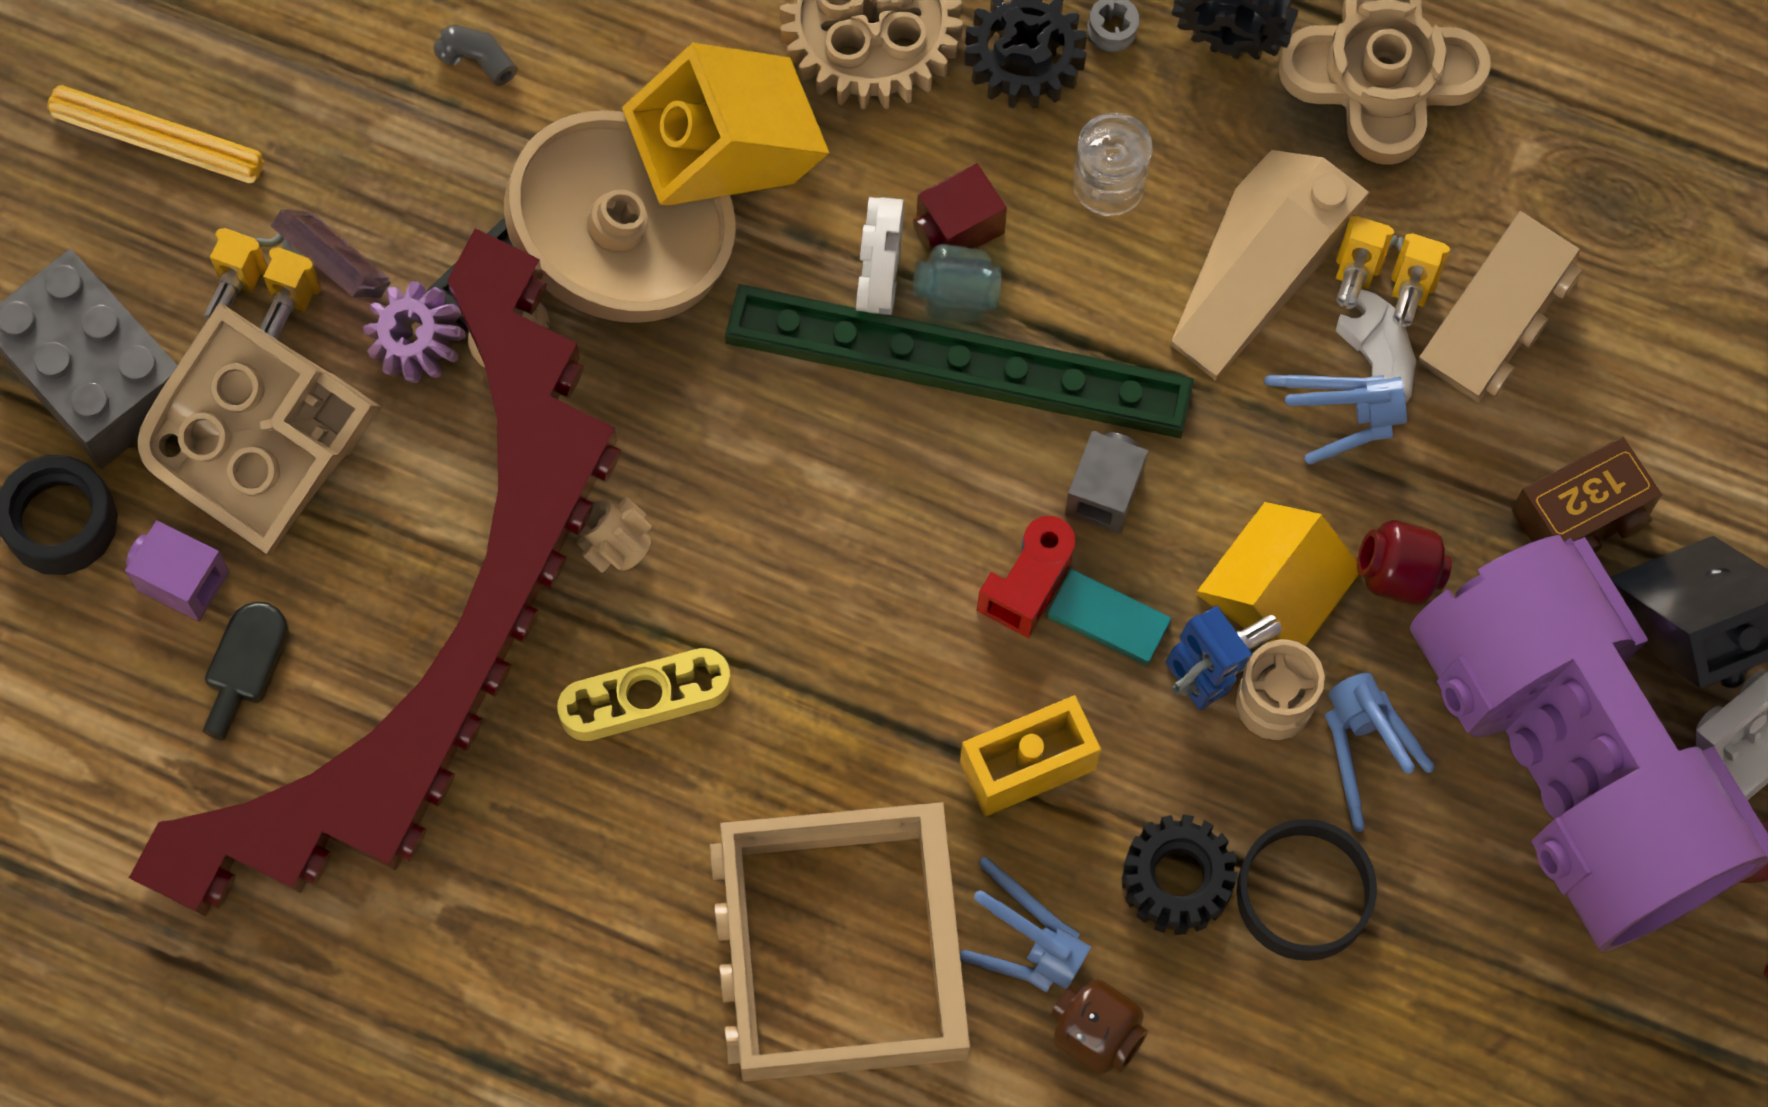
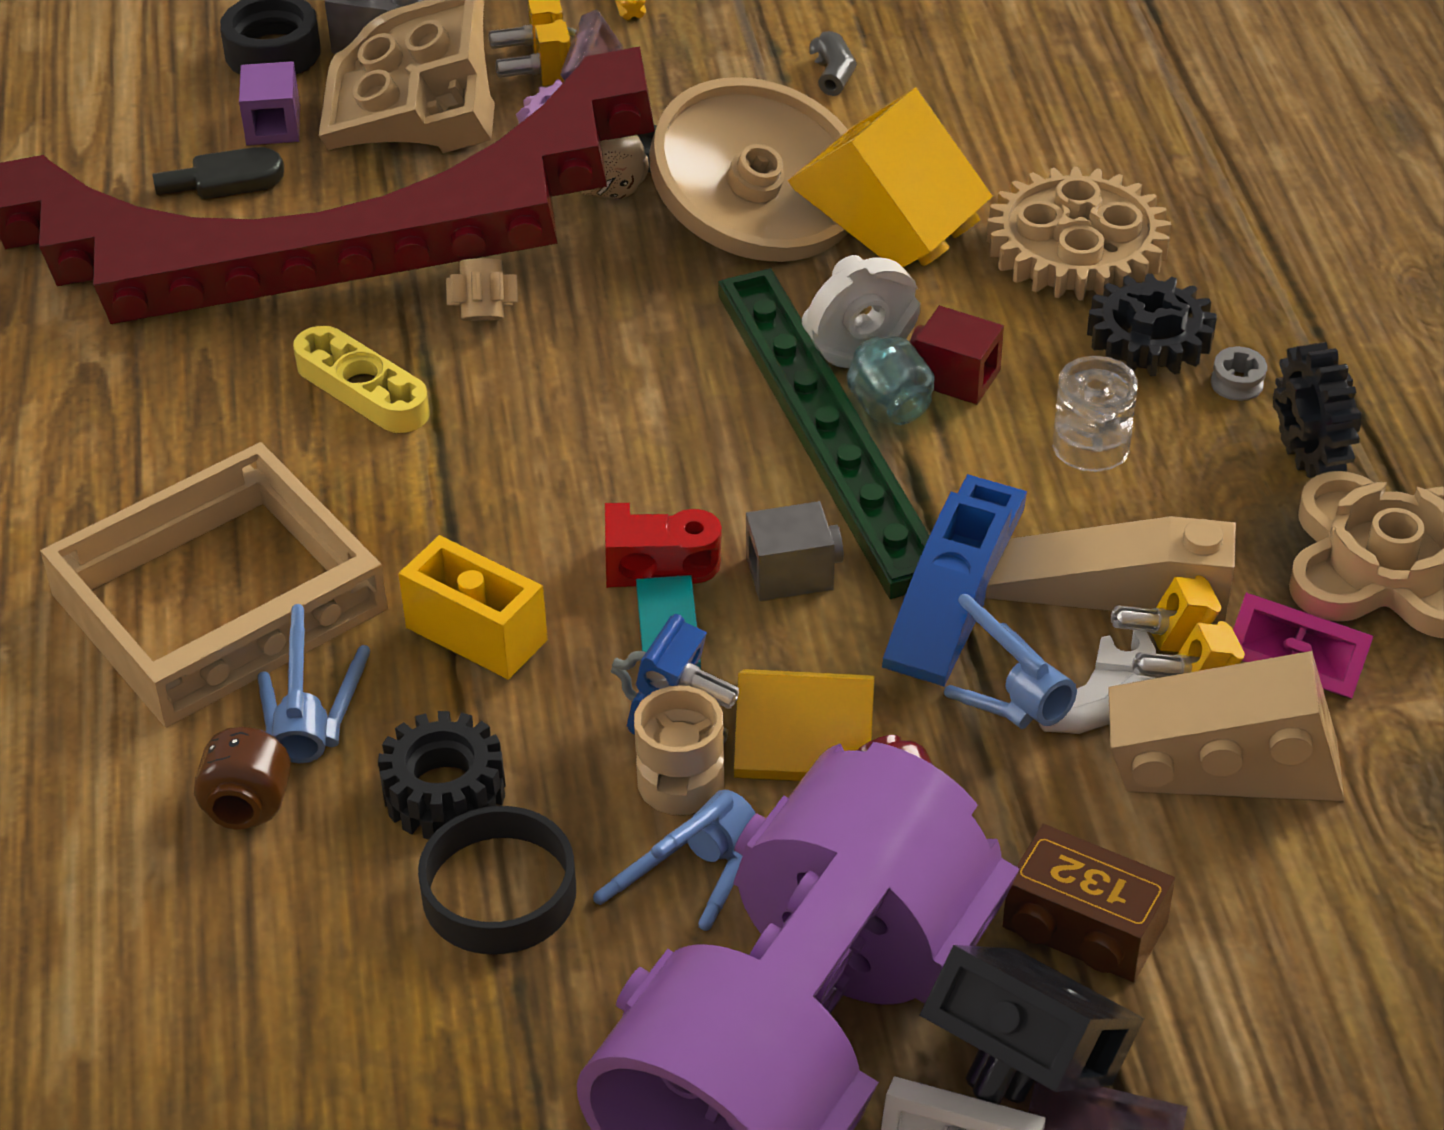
camera: 60 degrees right, 25 degrees down
(1226, 378) = (954, 562): none -> blue slope
(1437, 191) = (1276, 630): none -> dark pink slope

